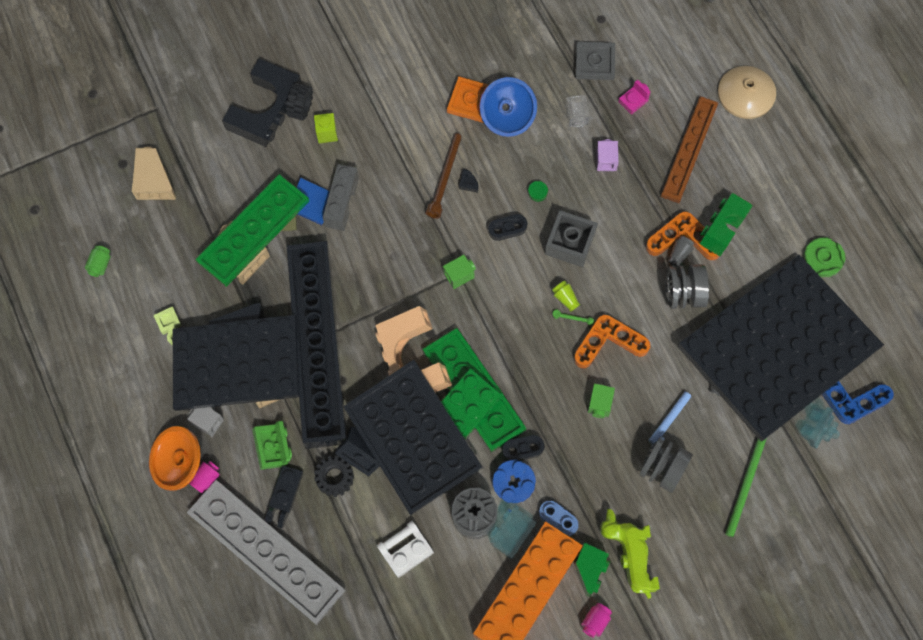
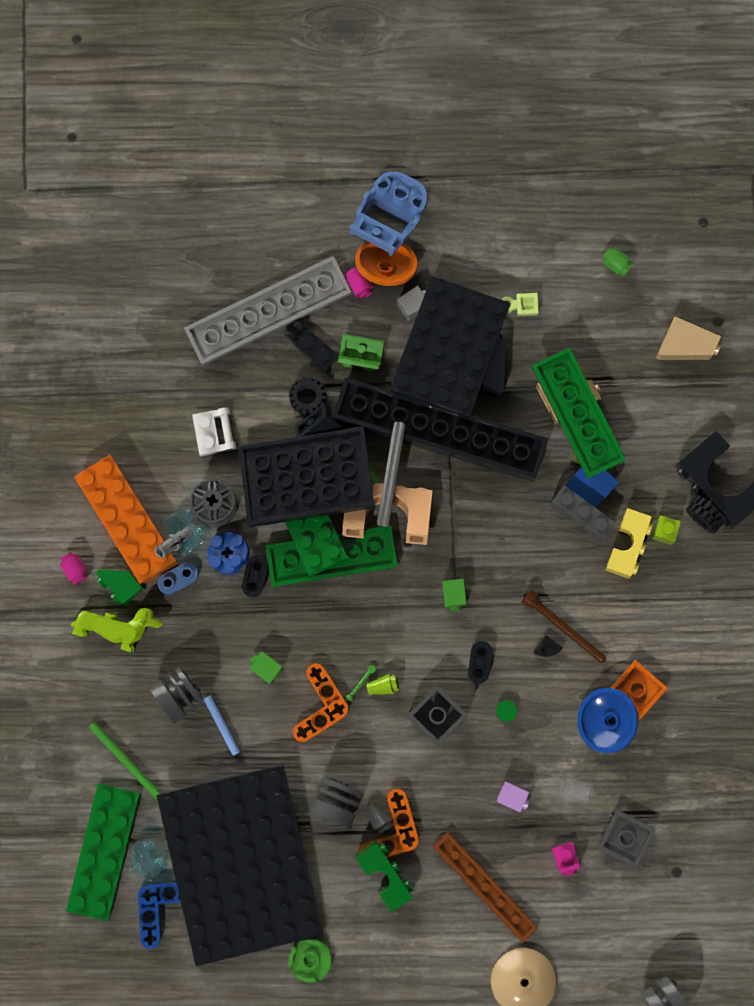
camera: 115 degrees right, 10 degrees up
(106, 473) = (396, 196): none -> medium blue slope
(334, 150) = (636, 526): none -> light yellow arch
(376, 362) = (391, 474): none -> light grey axle
(530, 529) = (173, 542): none -> light grey pin
(833, 470) = (103, 852): none -> green plate

